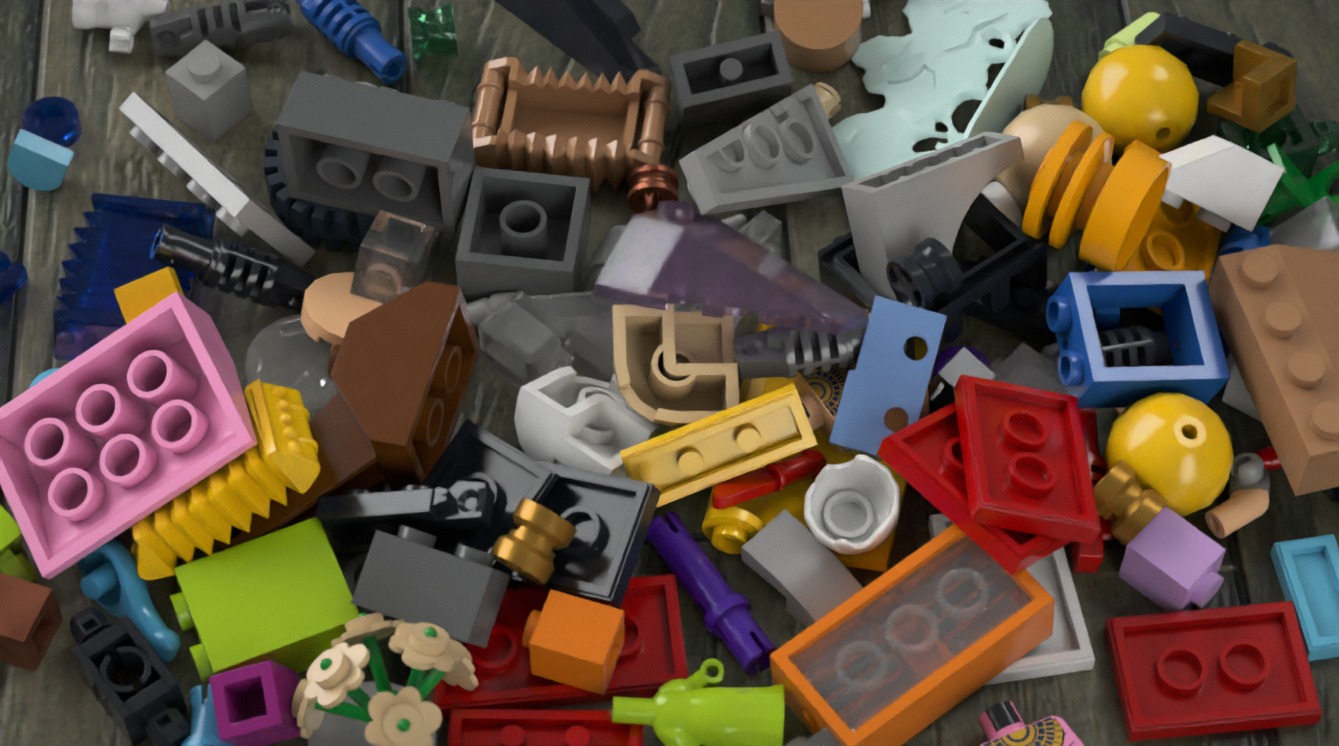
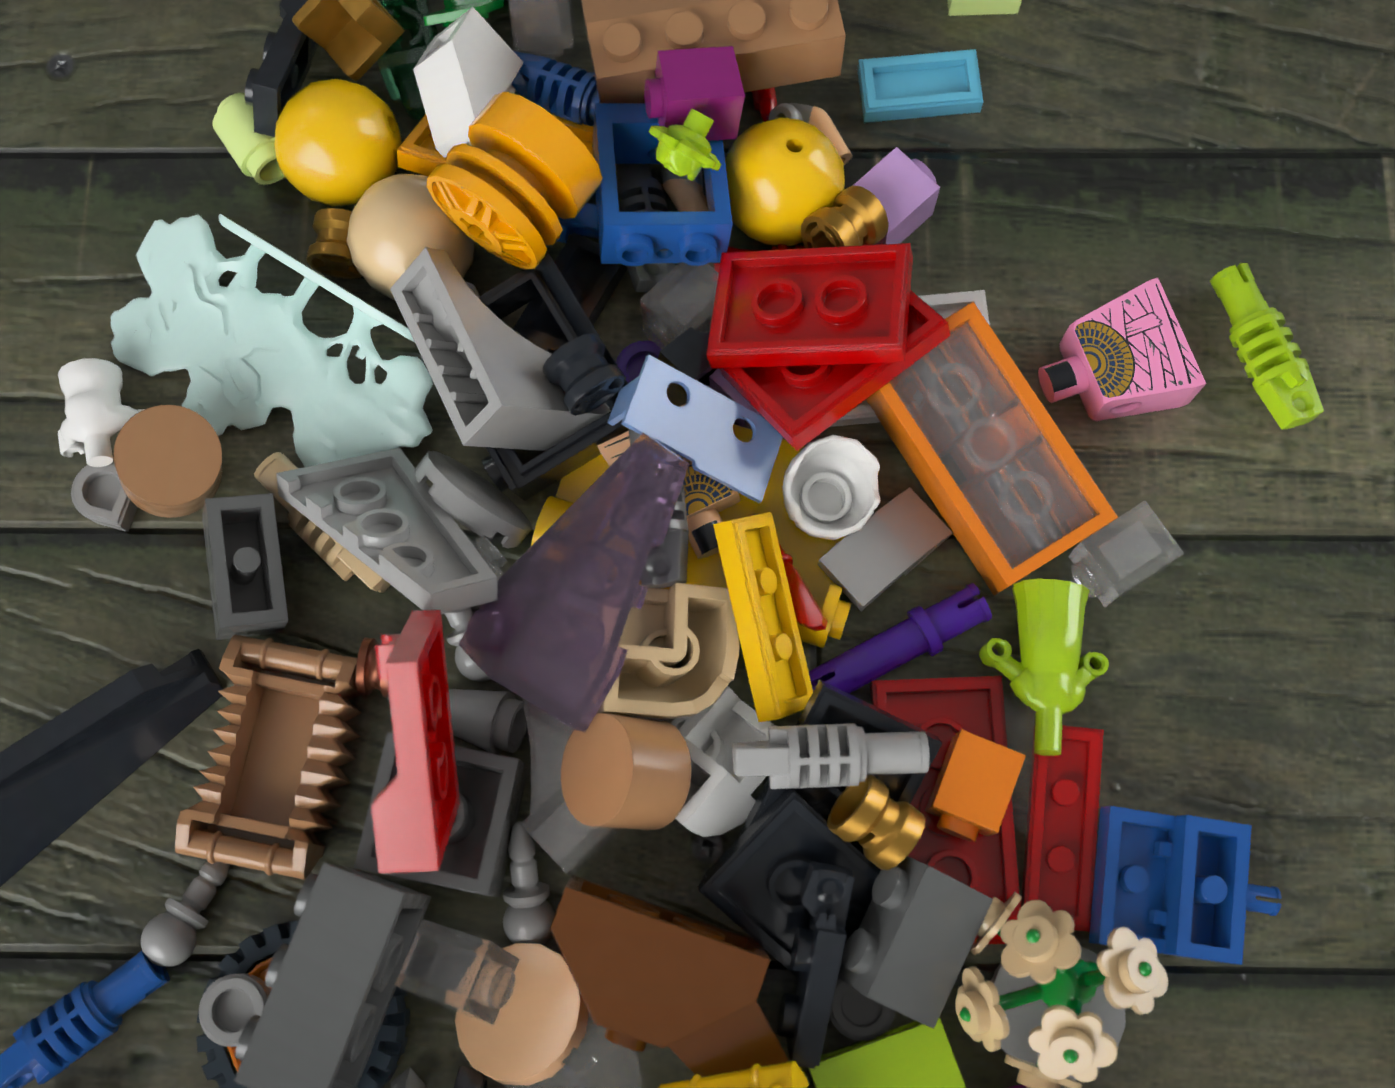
camera: 80 degrees left, 20 degrees up
(418, 76) = (173, 935): none -> light grey bar
(432, 31) = (107, 915): clear green wheel -> none
(541, 183) = (422, 801): none -> piece
(563, 339) = (626, 773): none -> medium nougat piece
(588, 491) = (829, 755): none -> light grey hinge
(807, 220) = (472, 499): none -> light grey tile
(1157, 326) = (684, 147): none -> lime plant
(1211, 671) = (995, 192): red tile -> none
(1220, 339) = (697, 80): none -> magenta brick

